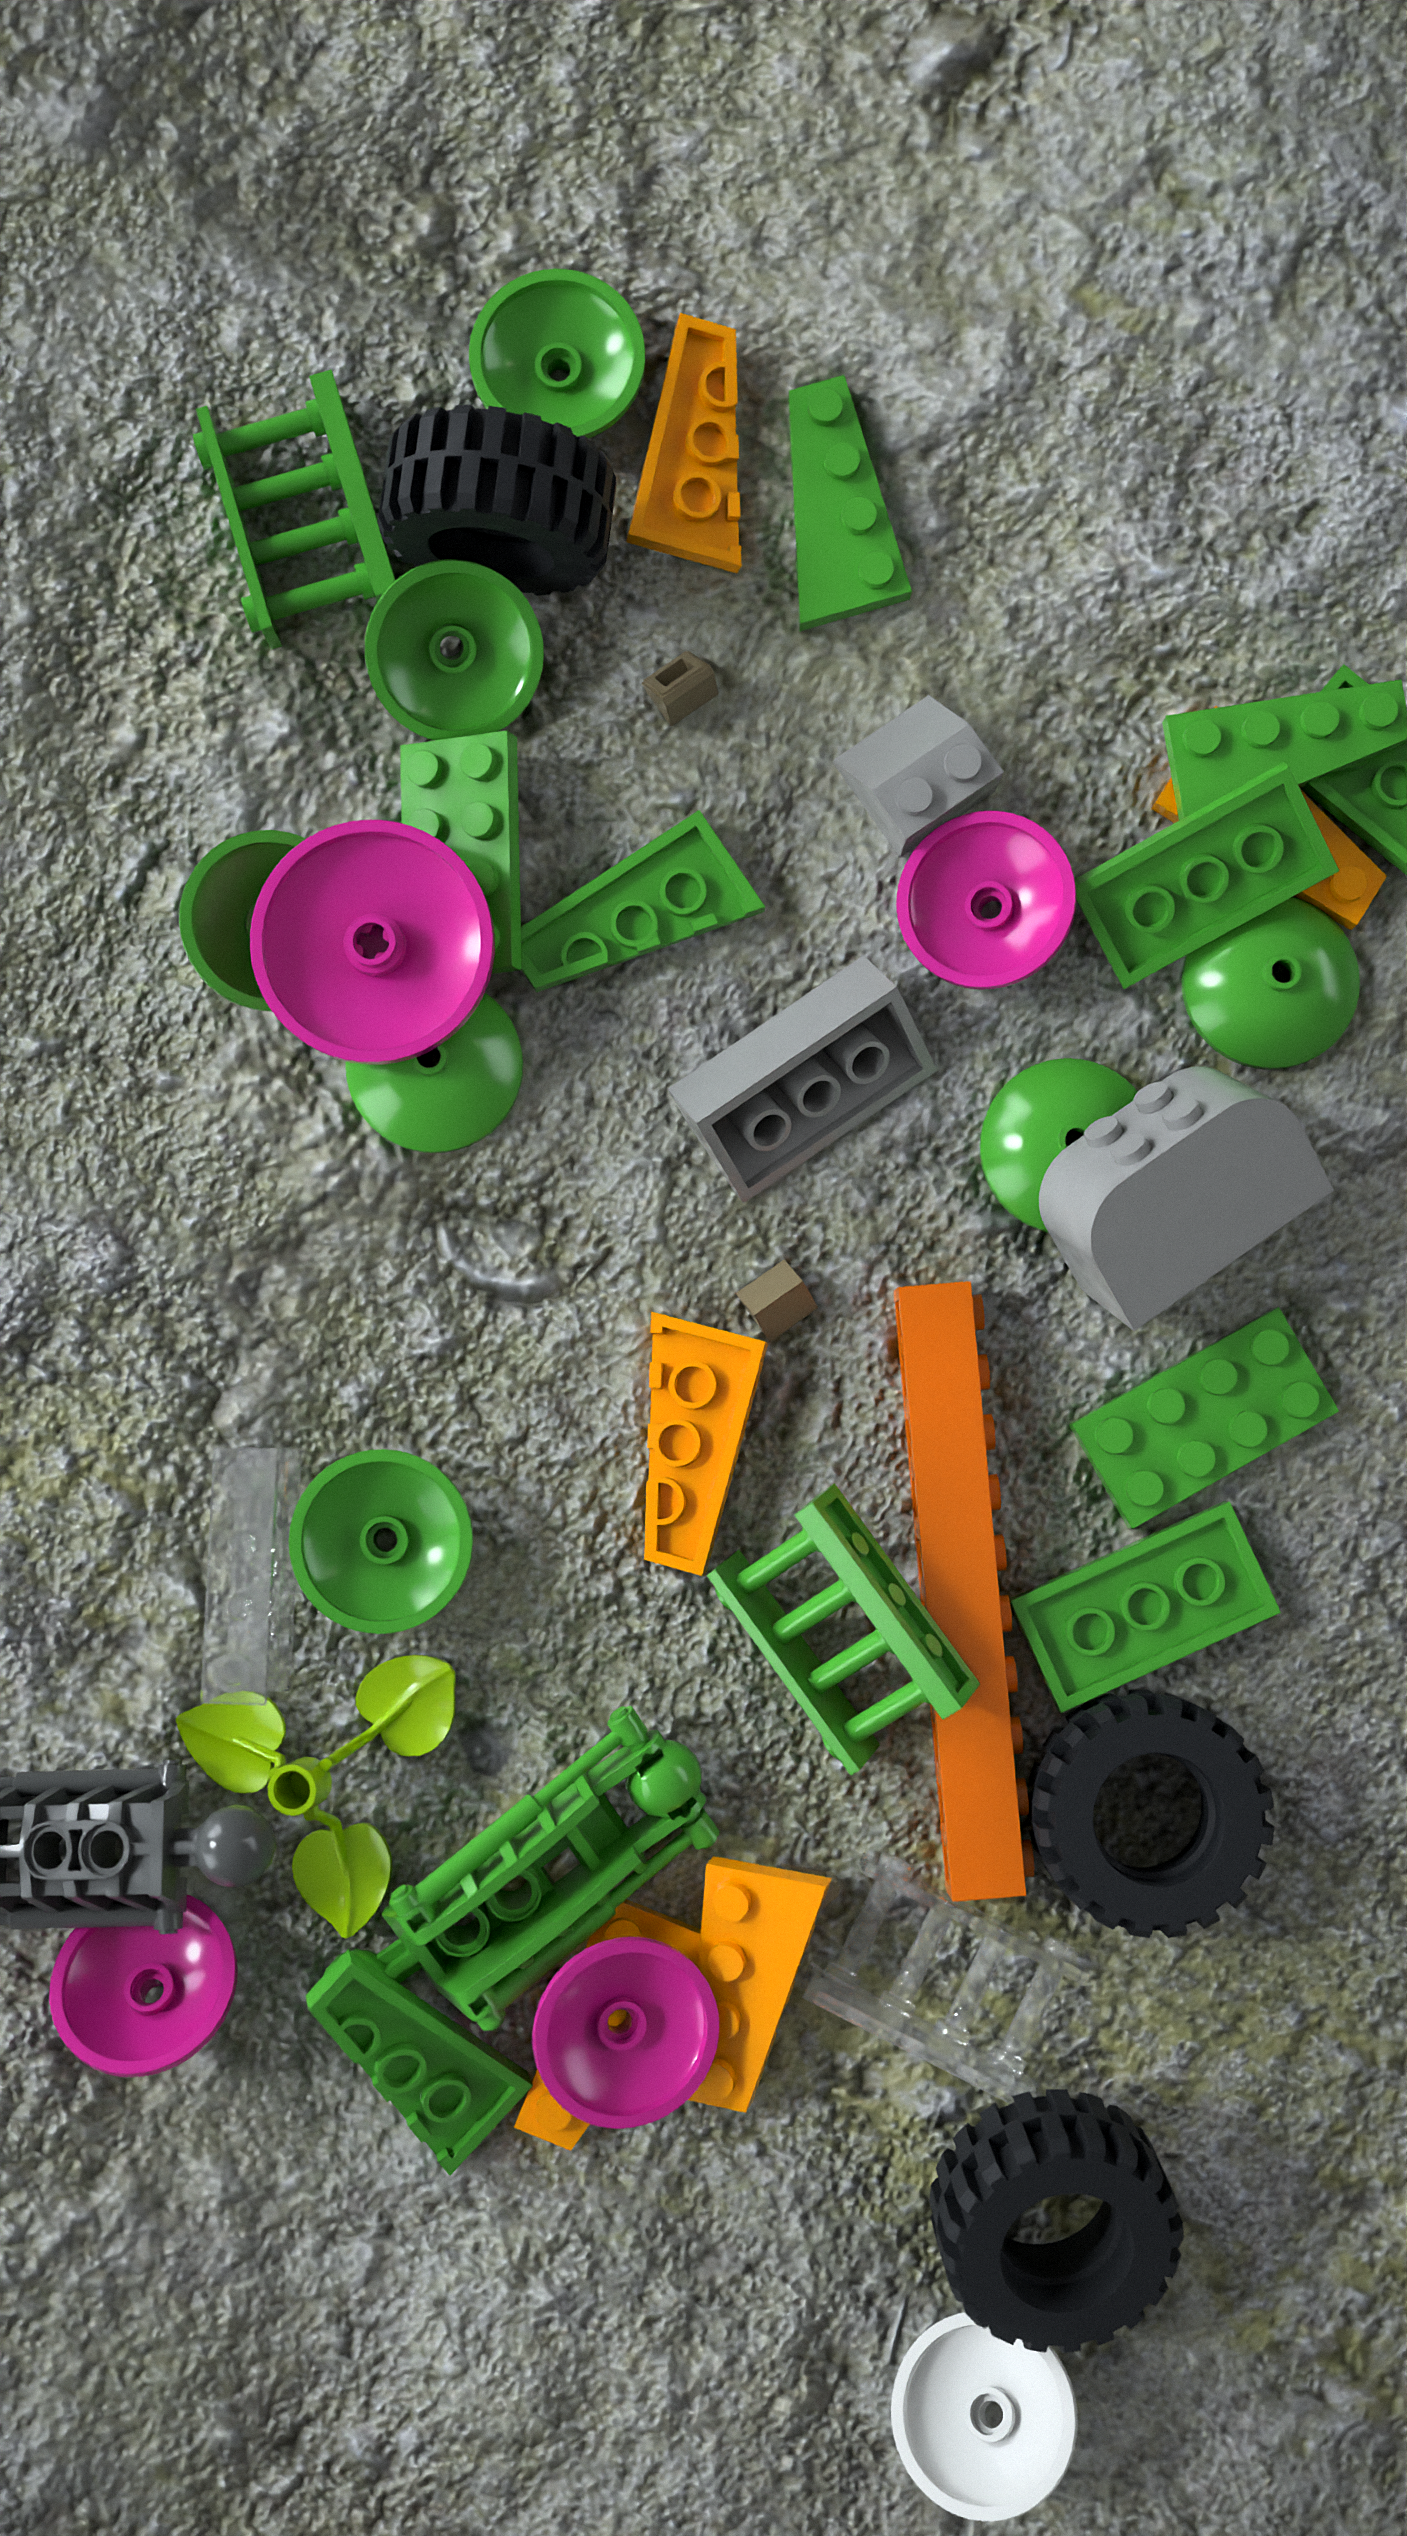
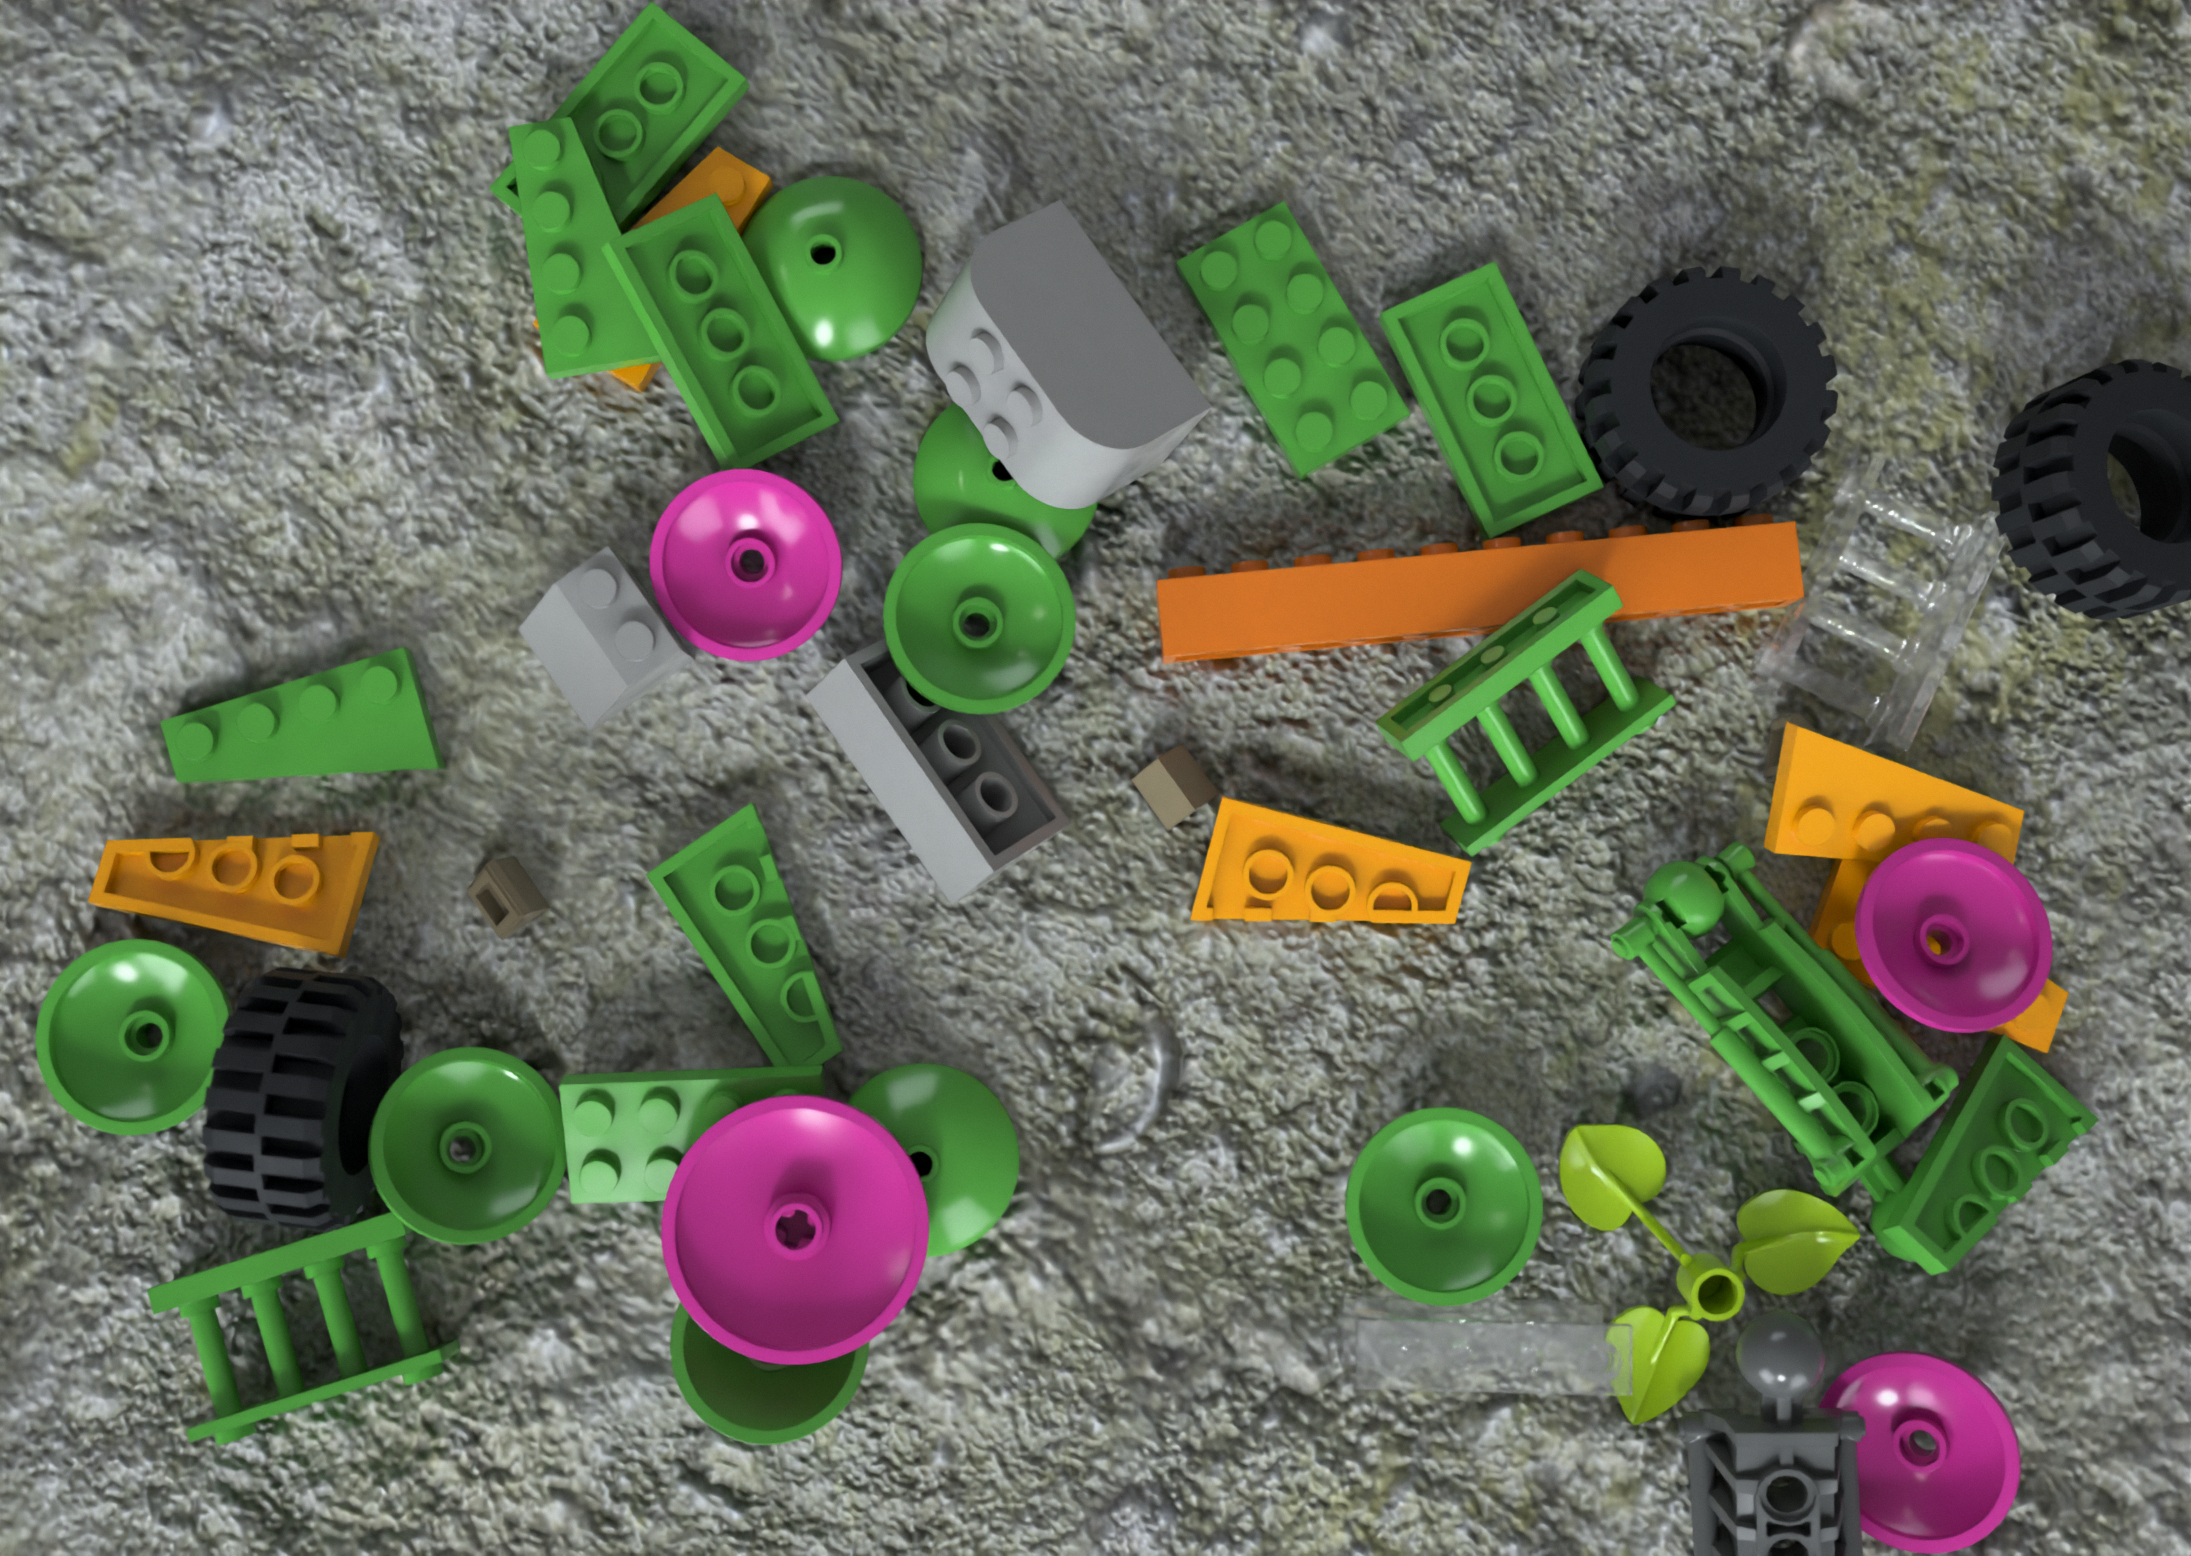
camera: 85 degrees left, 0 degrees up
(976, 1107) = (986, 576): none -> bright green dish

